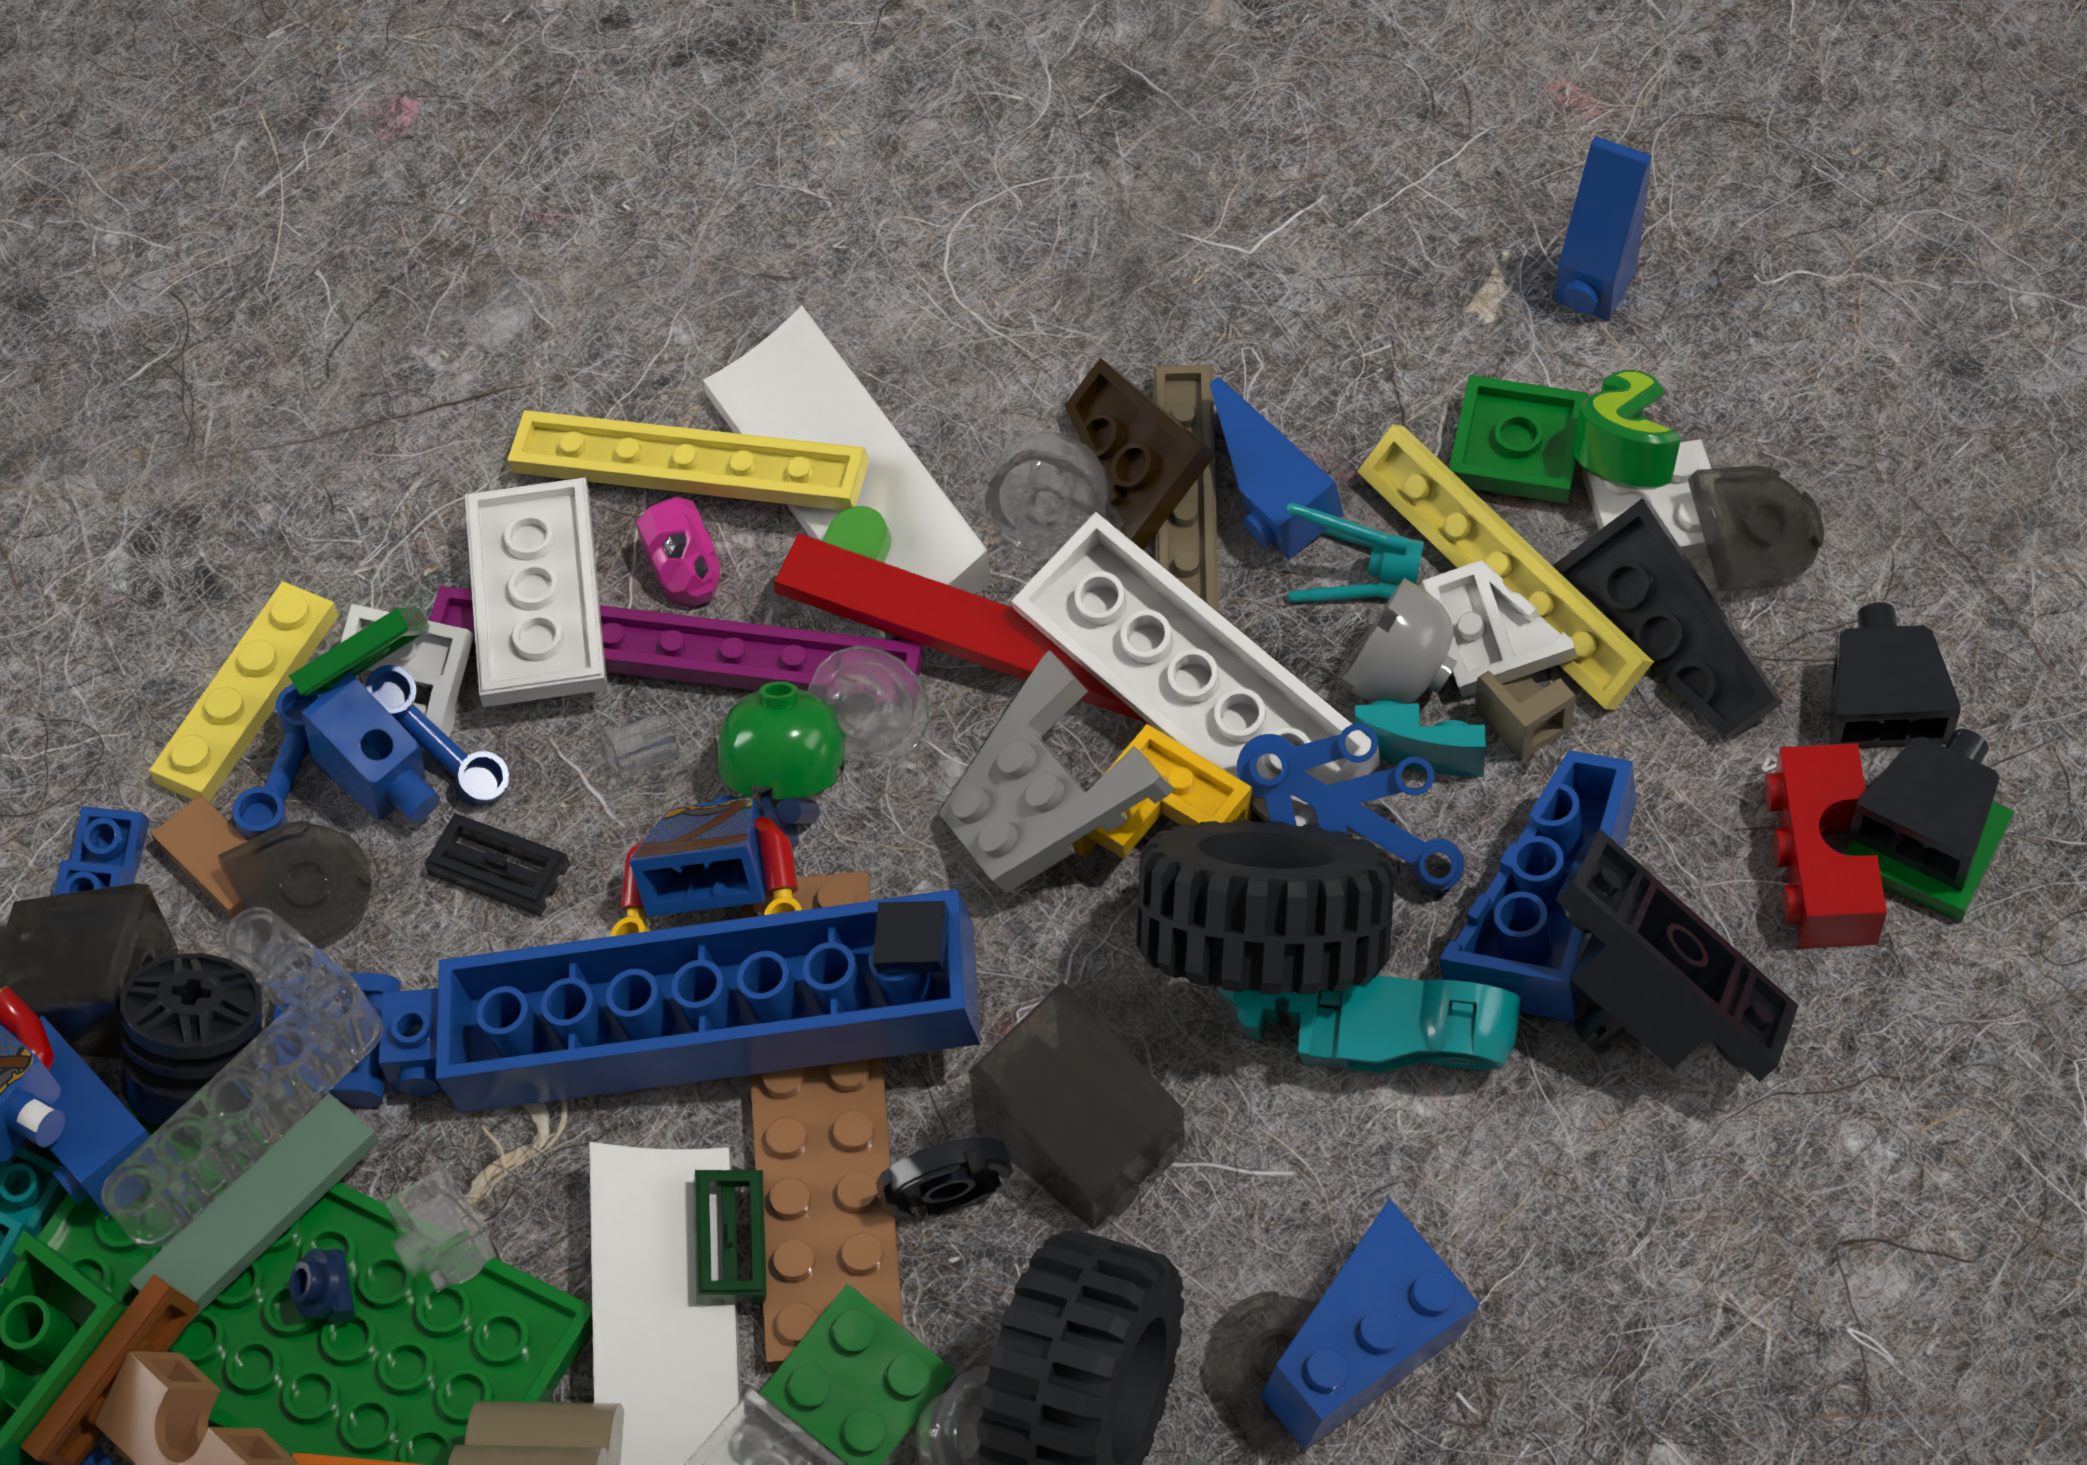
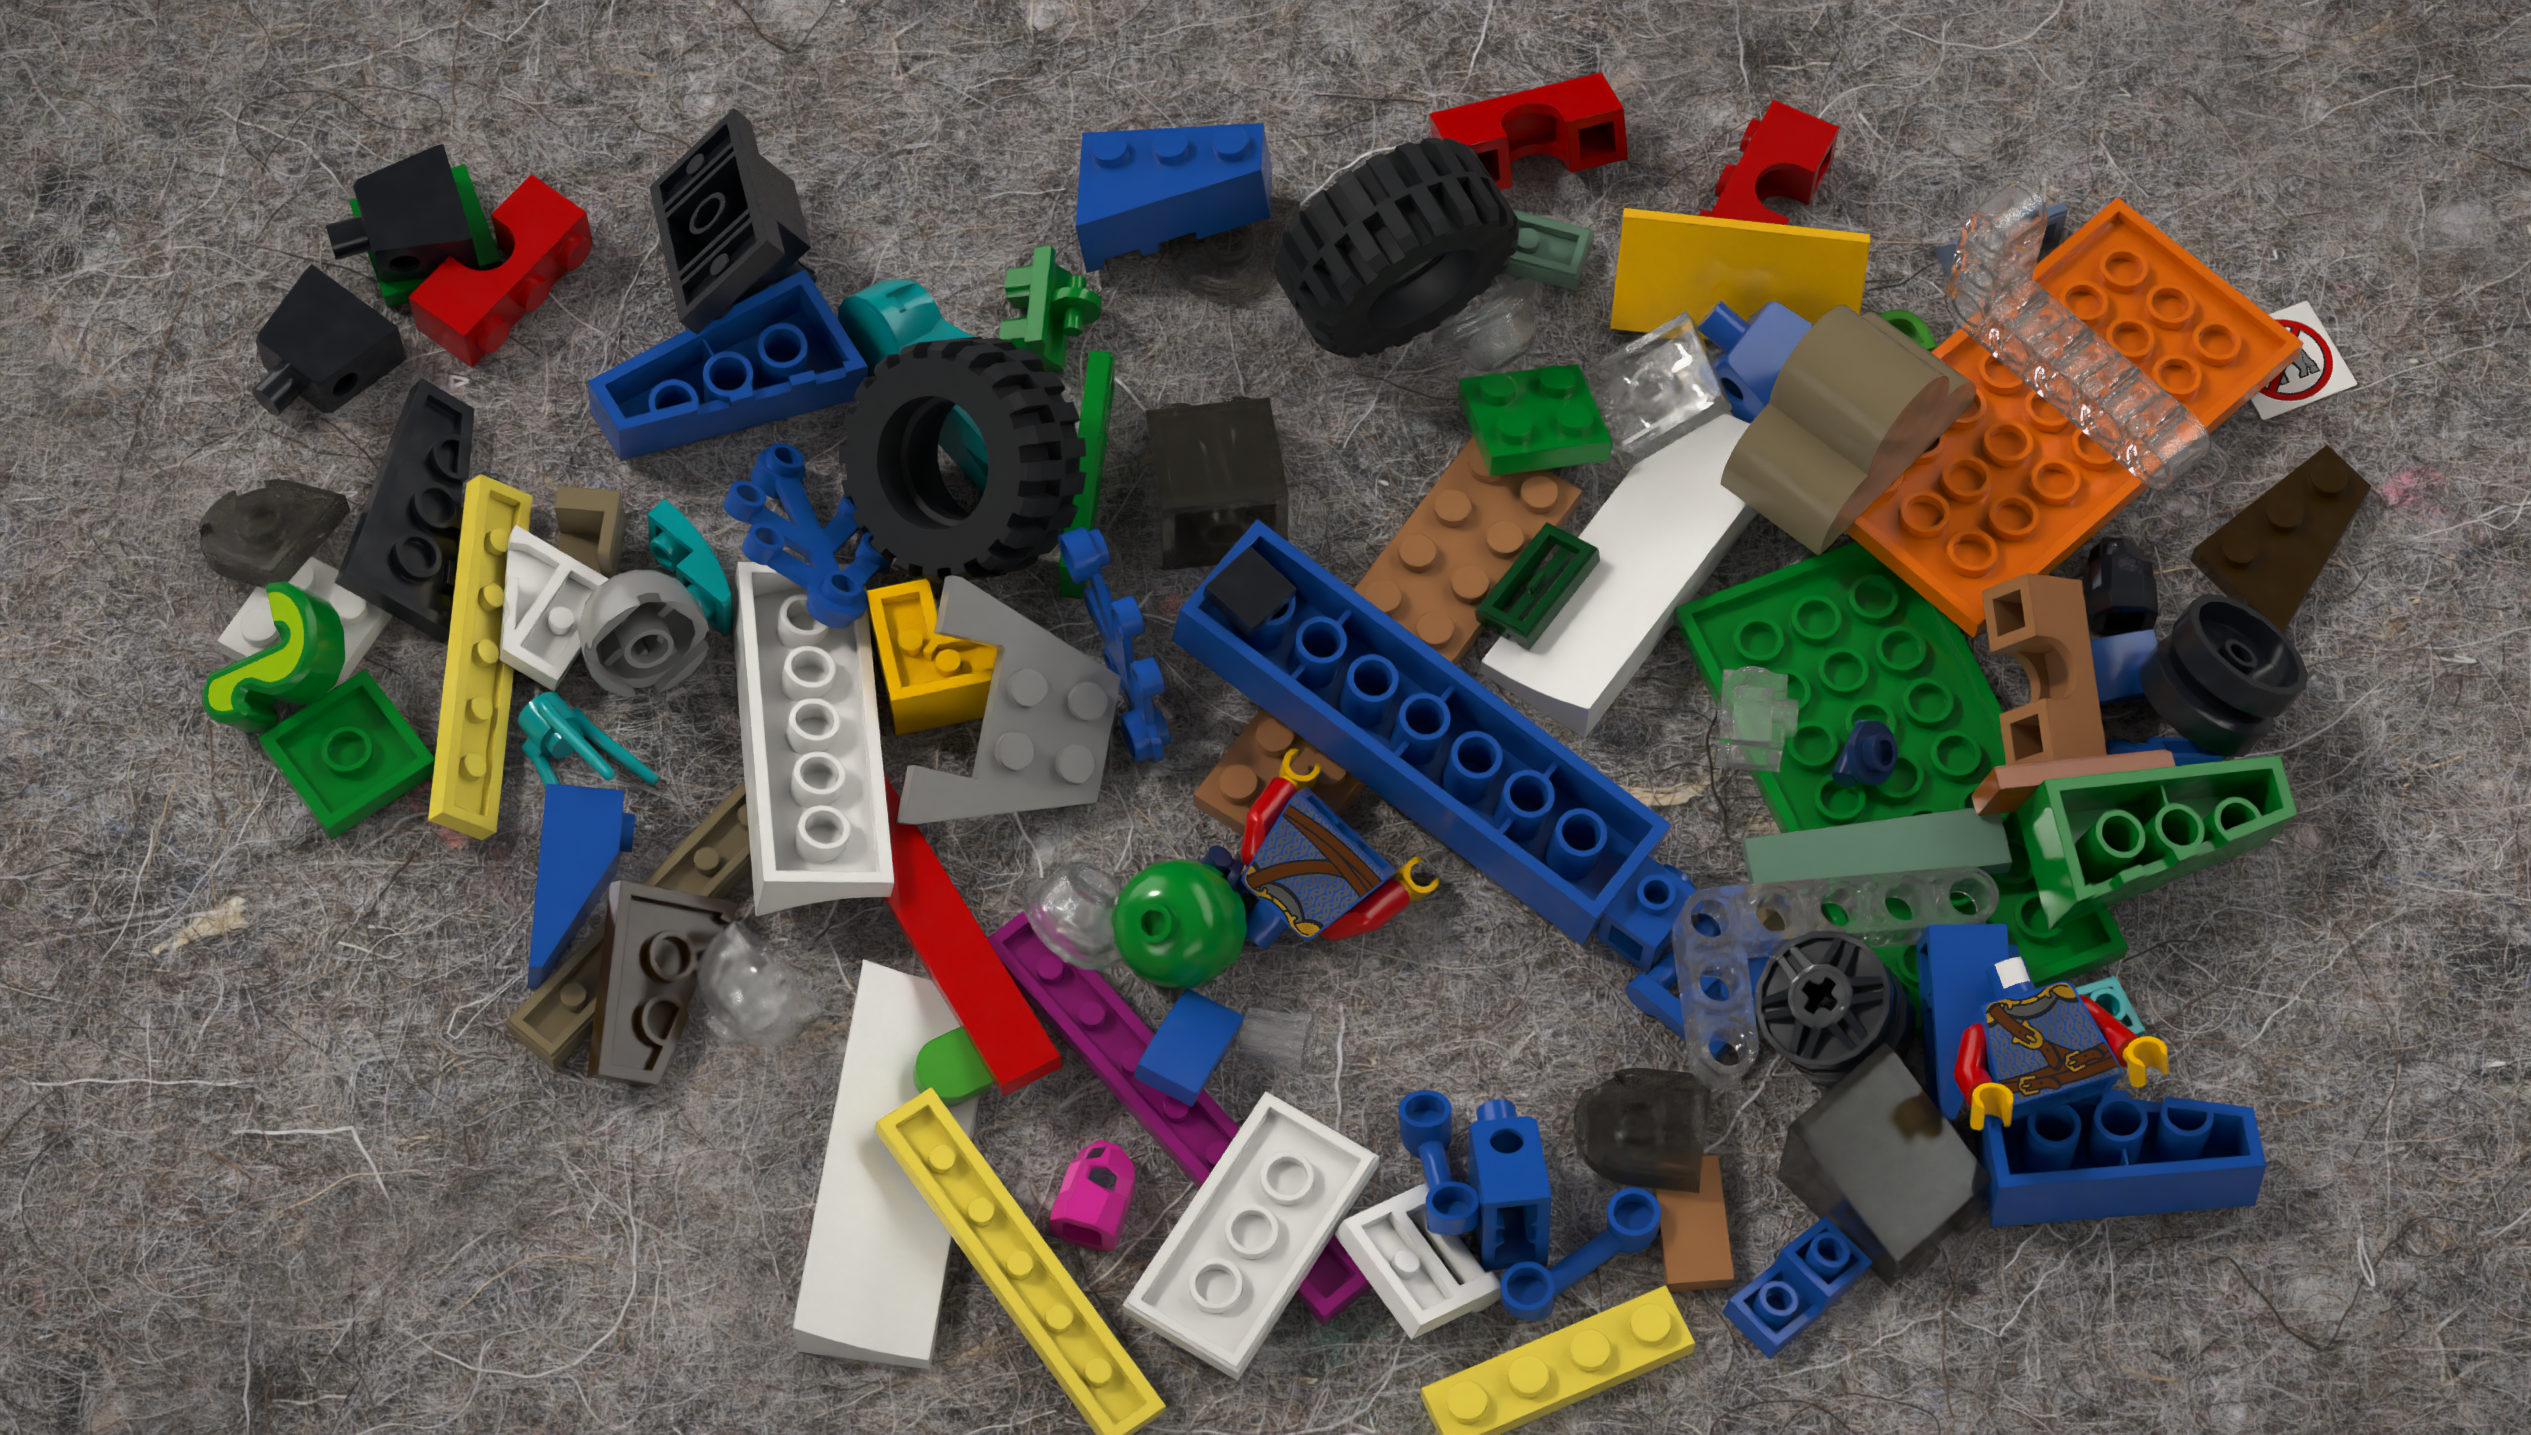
camera: 145 degrees left, 5 degrees up
(361, 650) = (1457, 1228): green tile -> none
(515, 895) = (1493, 1084): black tile -> none
(693, 677) = (1188, 1047): none -> blue slope
(944, 1176) = (1355, 491): black tile -> none
(1076, 884) = (1117, 622): none -> blue plant
(1194, 1049) = (1095, 428): none -> green tile
(1360, 1161) = (1055, 304): none -> green hips
(1604, 230) = (107, 829): blue slope -> none

